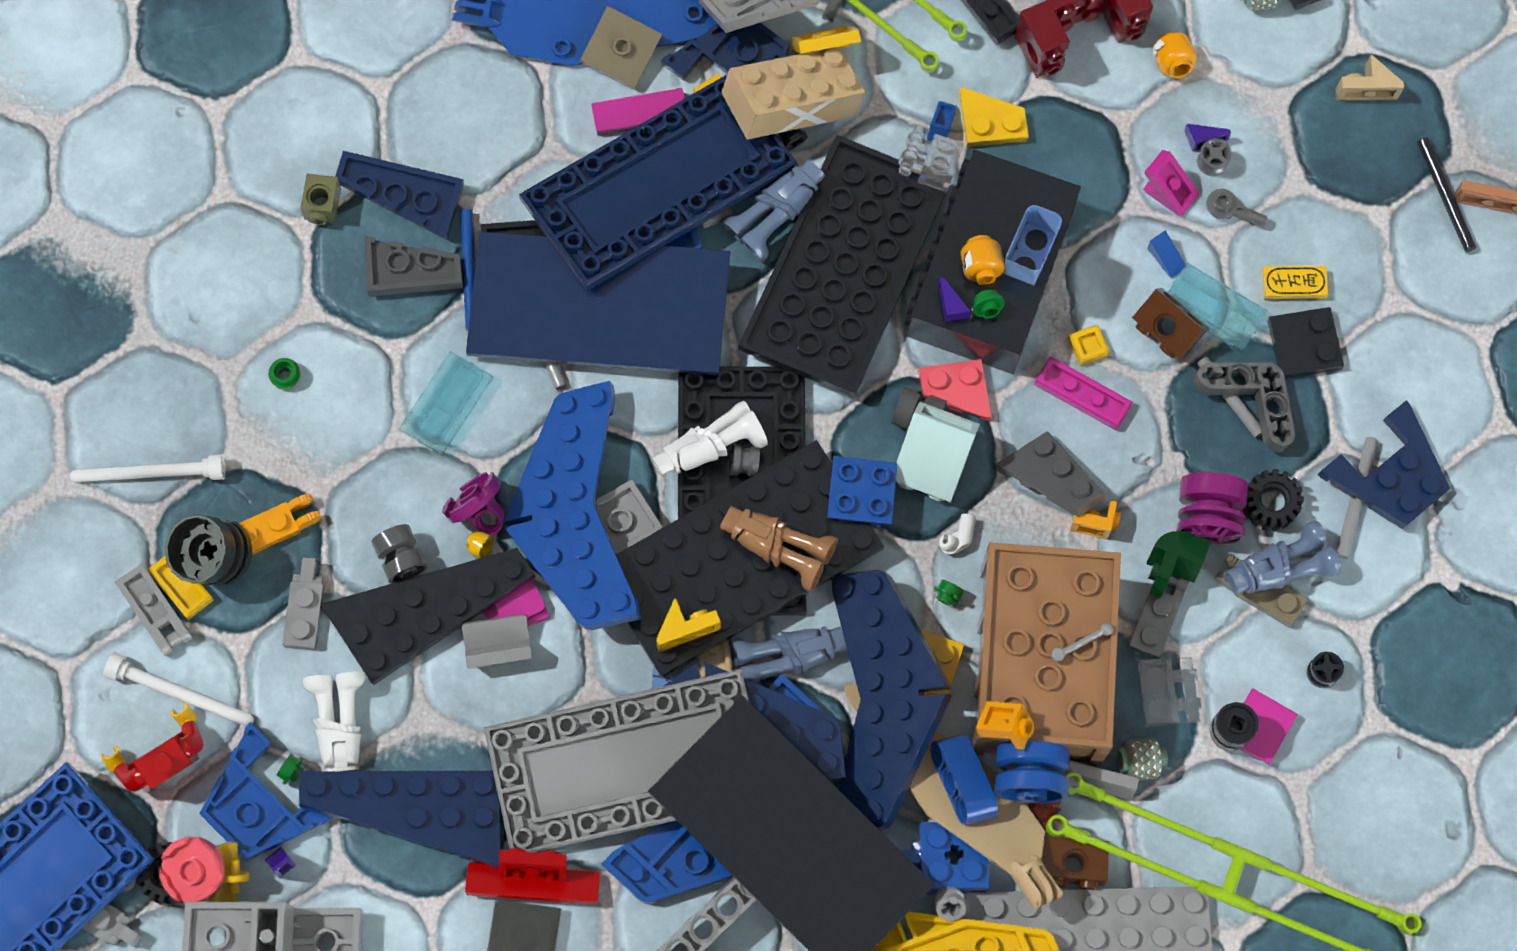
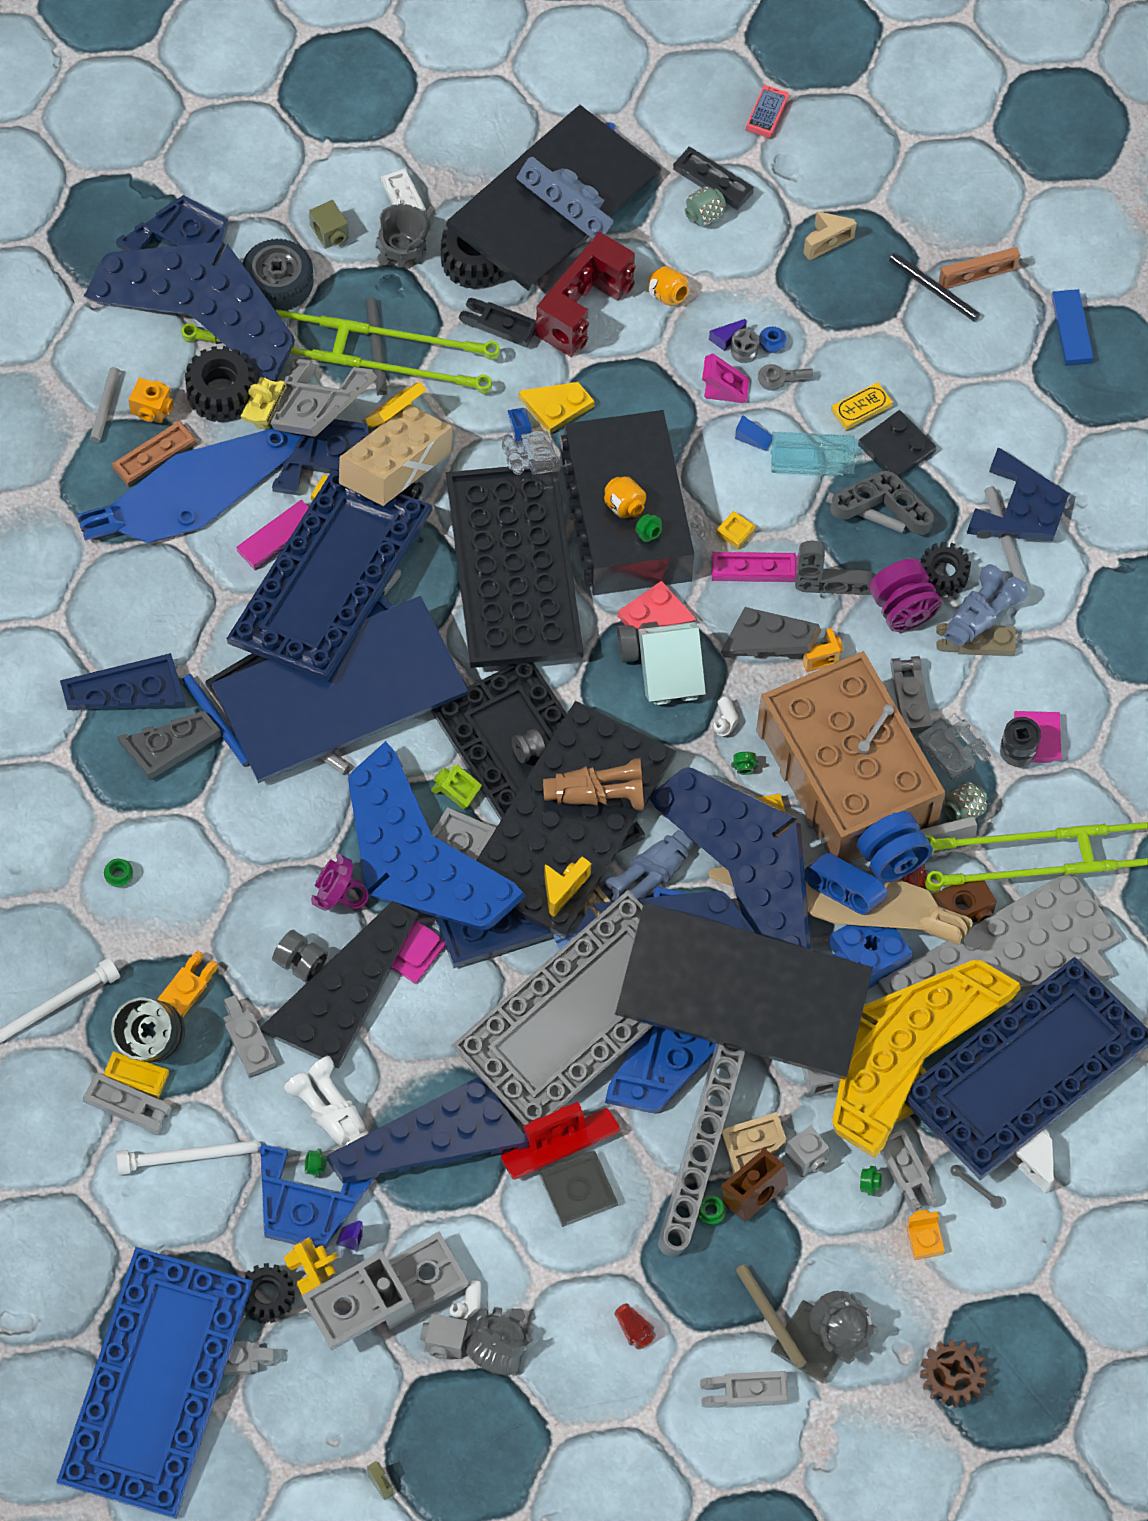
camera: 30 degrees left, 10 degrees down
(161, 761) = (209, 1210): red torso -> none
(192, 869) = (289, 1271): coral tile -> none
(316, 187) = (60, 716): olive brick -> none
(446, 403) = (263, 827): clear light blue piece -> none
(479, 544) = (357, 917): yellow hinge -> none
(496, 641) = (418, 980): light grey panel -> none
(611, 642) = (472, 944): none -> dark blue wing
(620, 47) = (234, 493): dark tan plate -> none
(643, 454) = (456, 785): none -> lime bracket
(707, 444) = (497, 741): white piece -> none
(783, 199) = (437, 540): sand blue piece -> none
(862, 490) = (635, 718): blue hinge -> none
(944, 910) = (898, 975): light grey bush -> none
(952, 304) = (621, 542): dark purple piece -> none
(1005, 722) = (856, 812): light orange bracket -> none
(1039, 219) = (657, 445): light blue piece -> none
(1132, 437) = (814, 579): none -> dark grey beam
(1176, 554) = (902, 642): dark green brick -> none
(1187, 330) = (775, 470): reddish brown brick -> none
(1241, 170) = (770, 345): none -> blue plate
(1330, 665) = (1059, 662): black wheel -> none

